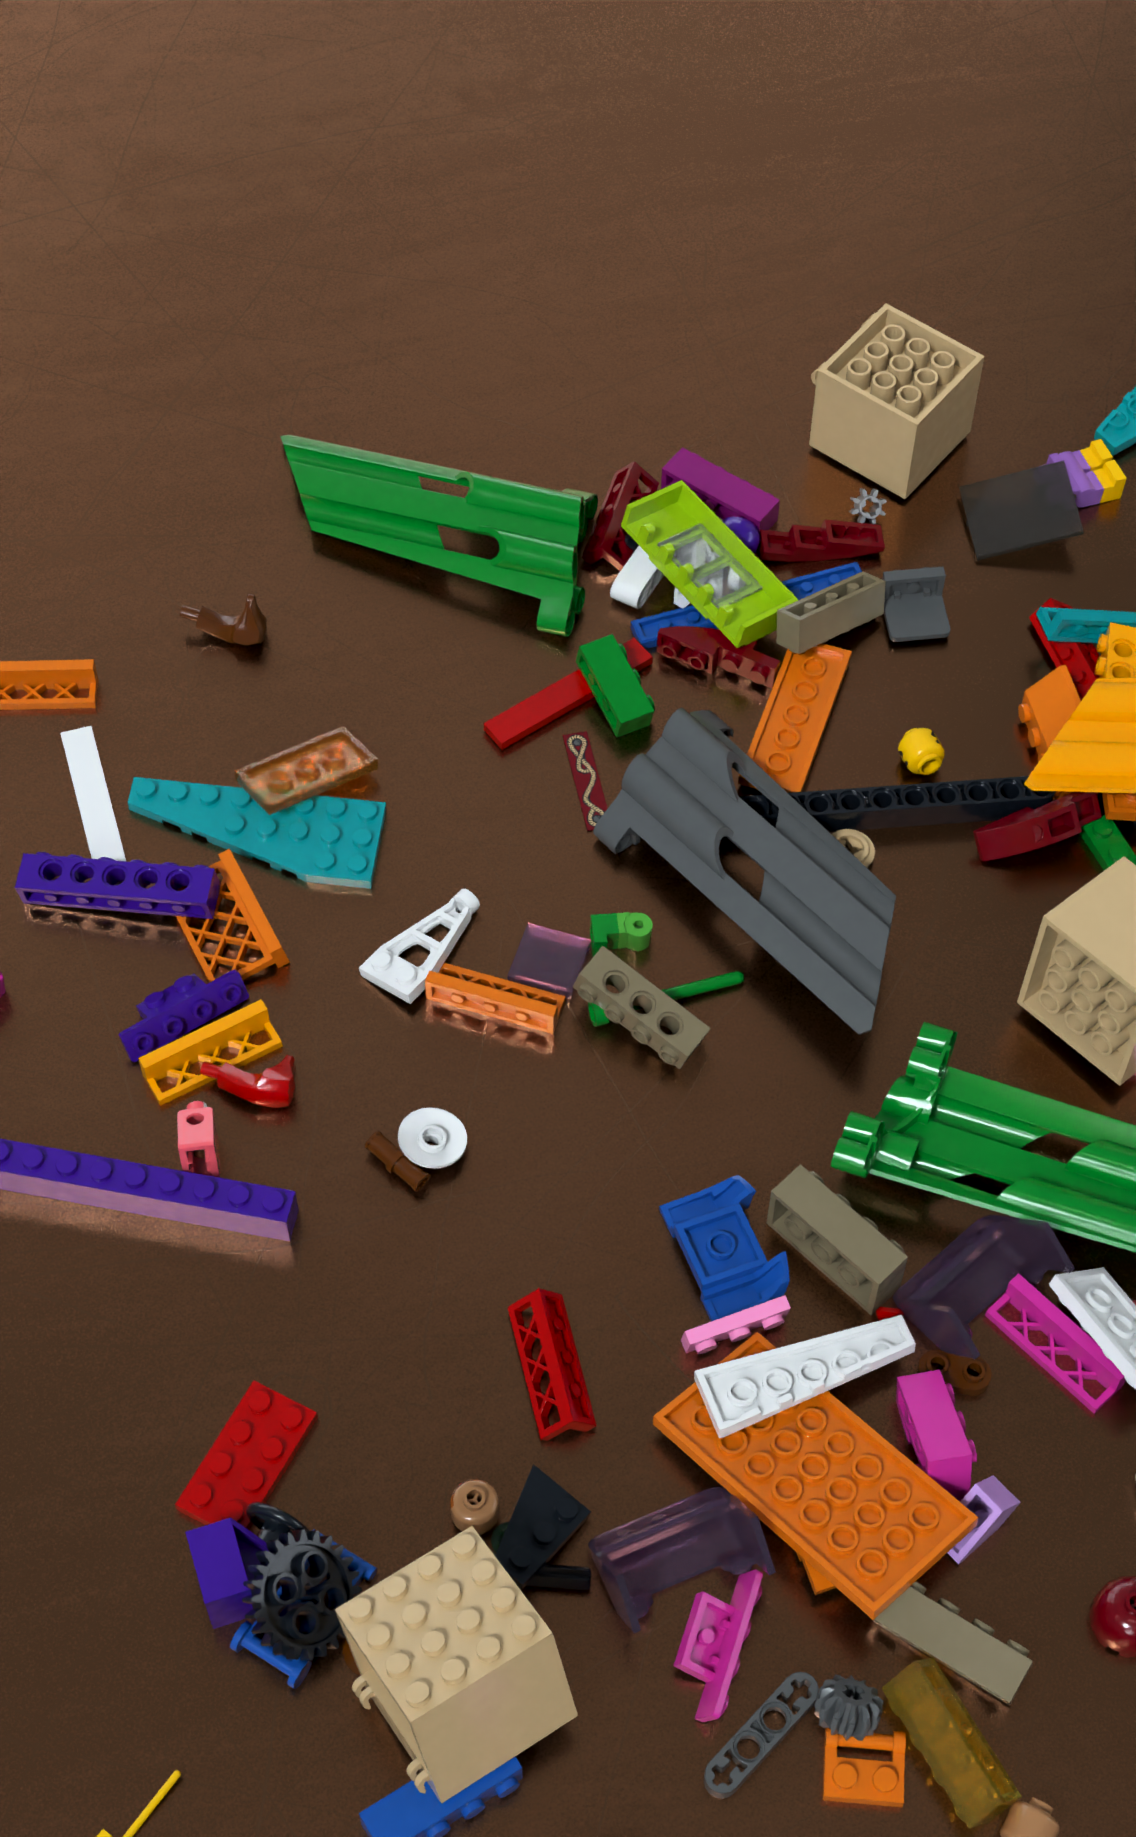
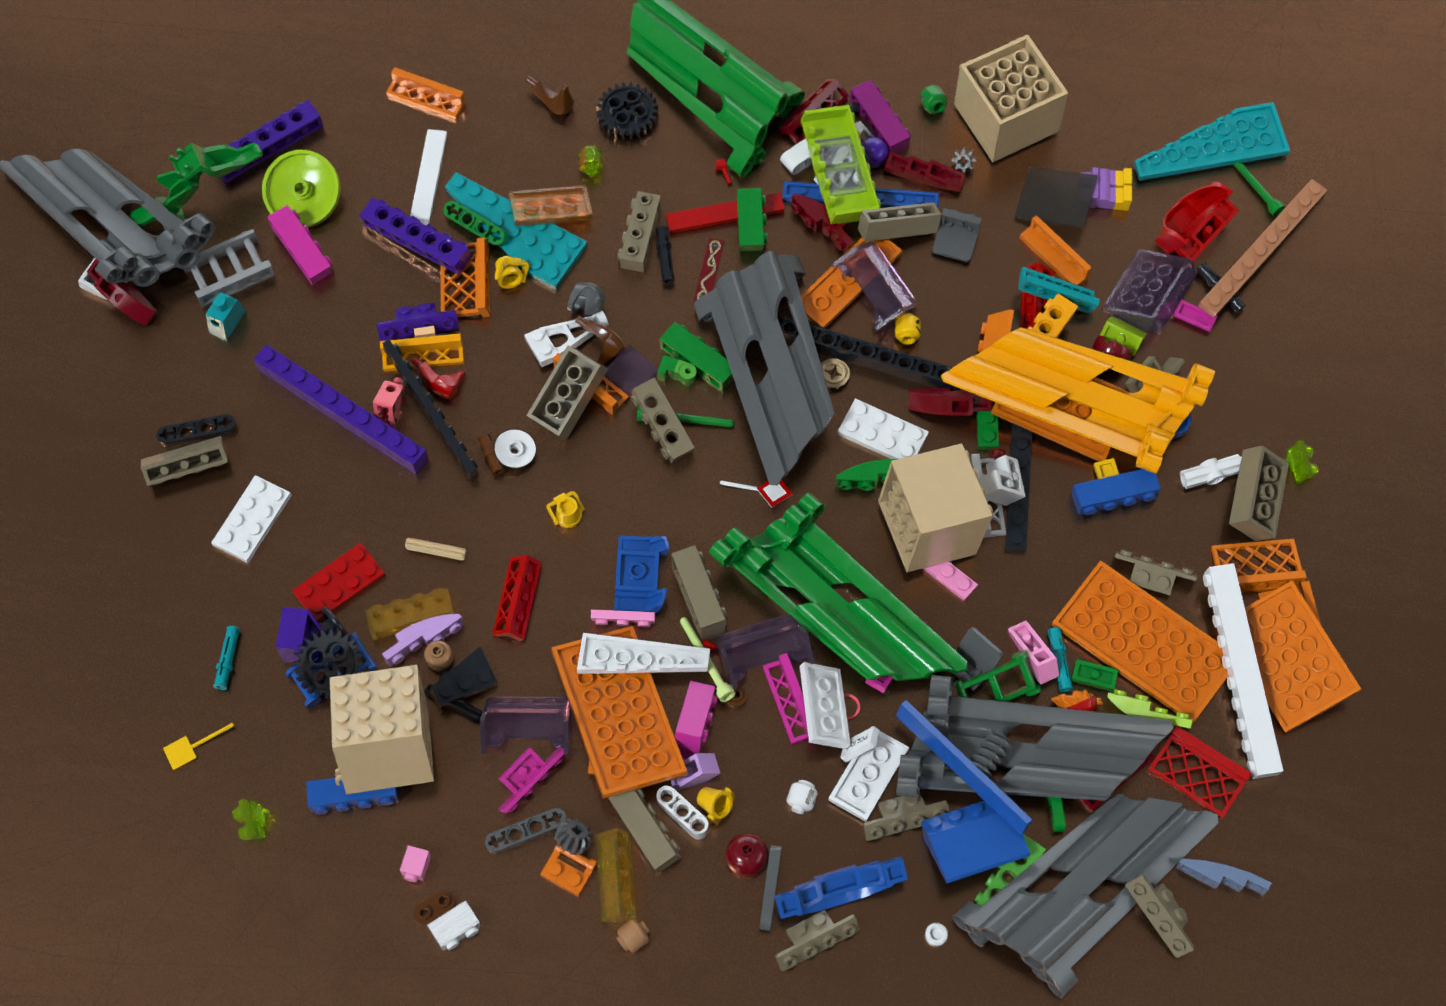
camera: 25 degrees right, 10 degrees up
(50, 1418) = (251, 519): none -> white plate
(118, 1678) = (225, 666): none -> teal pin
(202, 1018) = (425, 332): none -> light nougat tile
(203, 836) = (476, 222): none -> green beam
(279, 1134) = (426, 402): none -> black plate
(290, 887) = (508, 272): none -> yellow piece
(333, 689) = (590, 160): none -> clear neon green head
(352, 605) = (627, 110): none -> black gear
(380, 1341) = (435, 548): none -> tan axle
(392, 1460) = (400, 614): none -> clear yellow brick
(431, 1479) = (425, 631): none -> lavender slope
(432, 877) = (589, 297): none -> dark grey helmet
(459, 760) = (640, 231): none -> dark tan brick
(477, 1019) = (567, 392): none -> dark tan brick
(502, 926) = (612, 342): none -> reddish brown animal
(506, 770) = (664, 247): none -> black pin
(529, 630) = (720, 164): none -> red hand
(563, 1202) = (568, 510): none -> yellow piece
(670, 905) = (691, 349): none -> green brick
(780, 446) = (933, 99): none -> green head
(848, 706) = (878, 282): none -> windscreen
(849, 1049) = (771, 493): none -> piece
(958, 1371) = (724, 691): none -> yellowish green piece
(966, 907) = (881, 431): none -> white plate
(985, 969) = (864, 475): none -> green slope
(1014, 1587) = (677, 803): none -> white beam
(1039, 1551) = (716, 802): none -> yellow piece
(1062, 585) = (1055, 252): none -> orange fence

